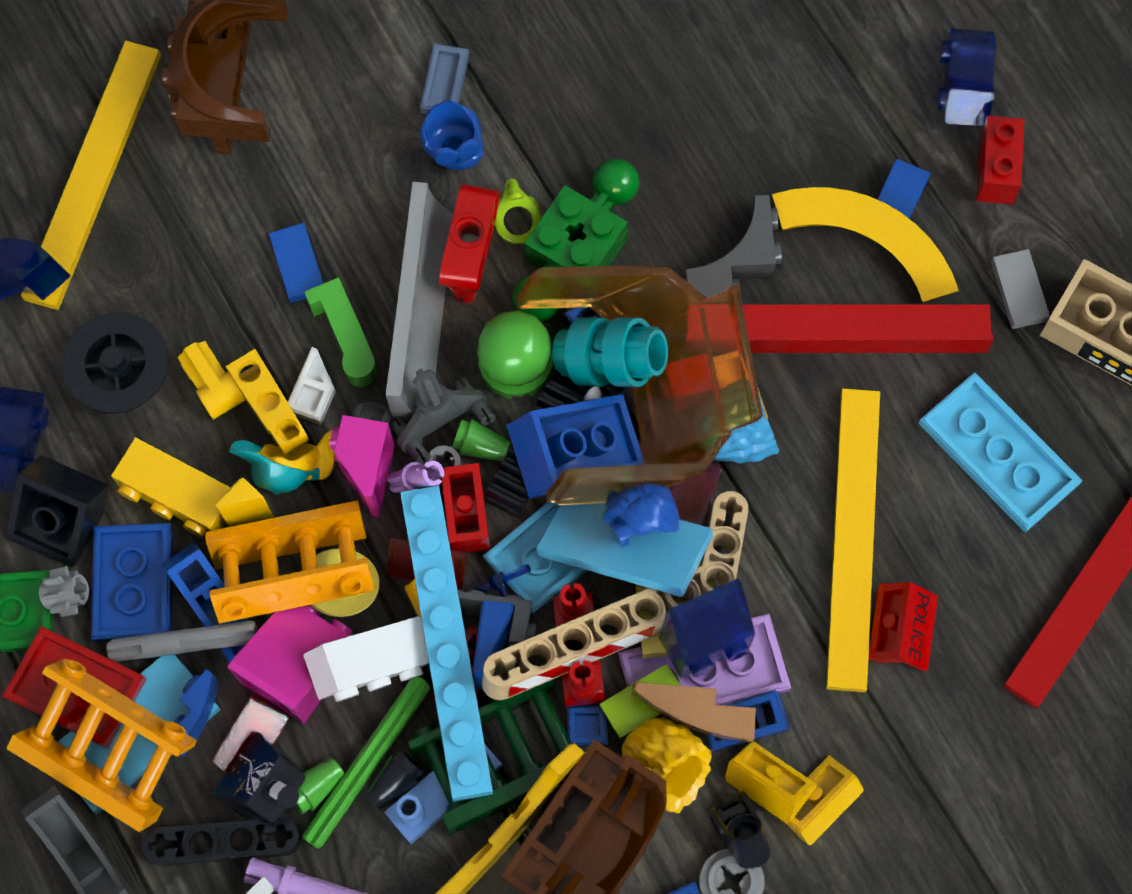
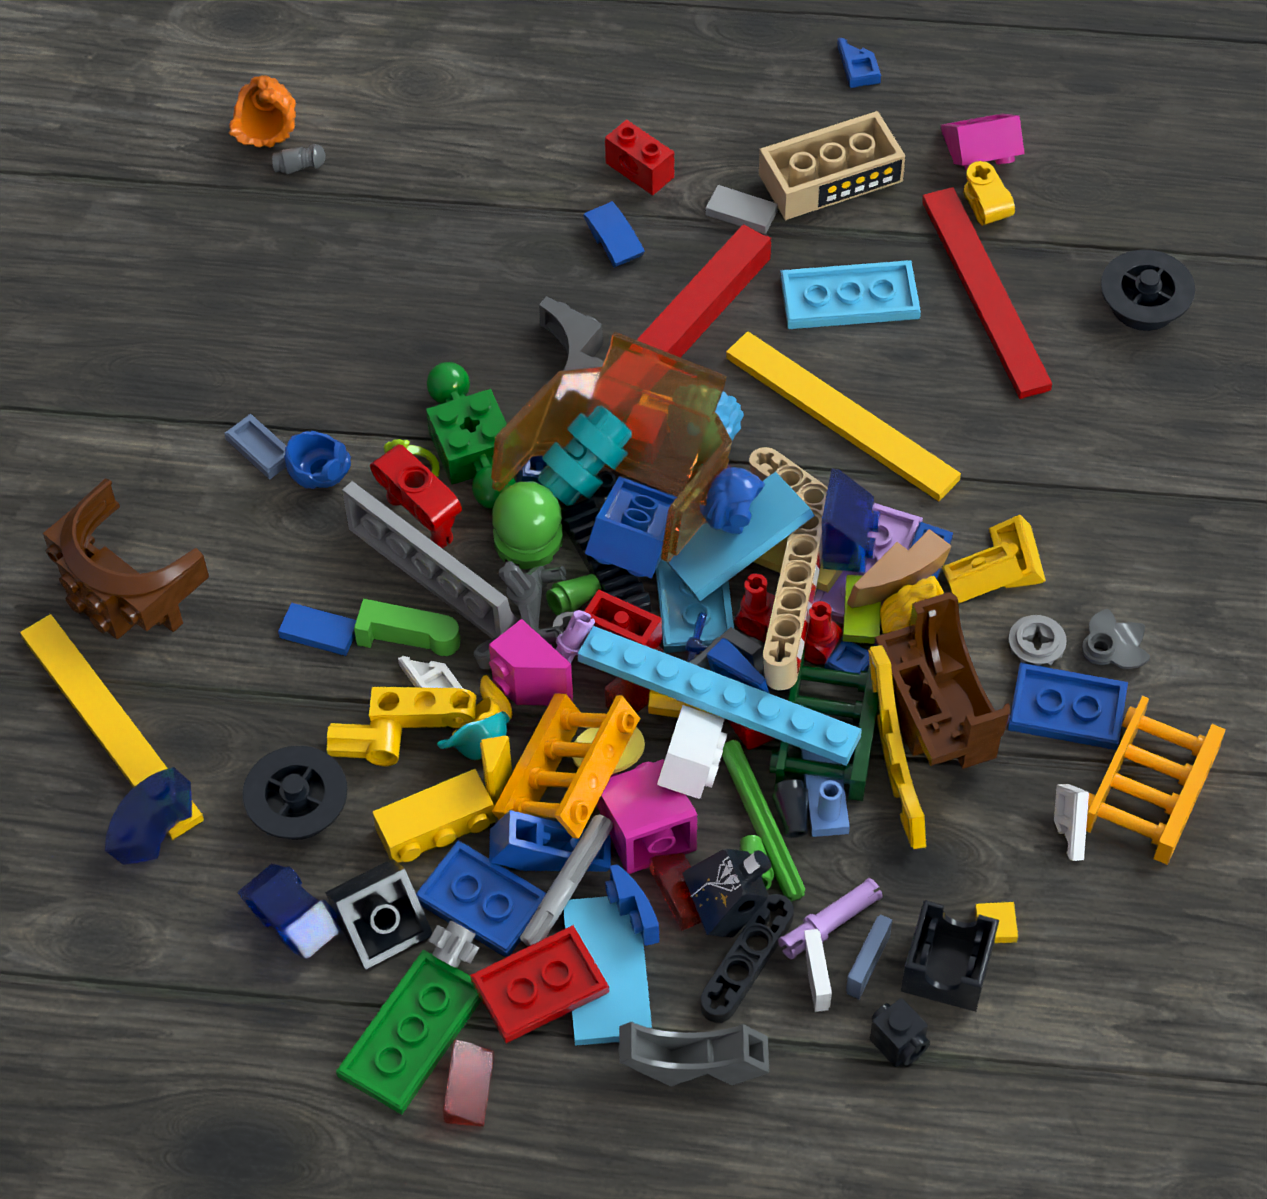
camera: 55 degrees left, 15 degrees down
(70, 765) = (640, 998): light orange fence -> none
(741, 831) = (1006, 605): black piece -> none
(873, 220) = (626, 251): yellow tile -> none
(903, 625) = (928, 424): red panel -> none
(968, 76) = (561, 136): clear blue brick -> none

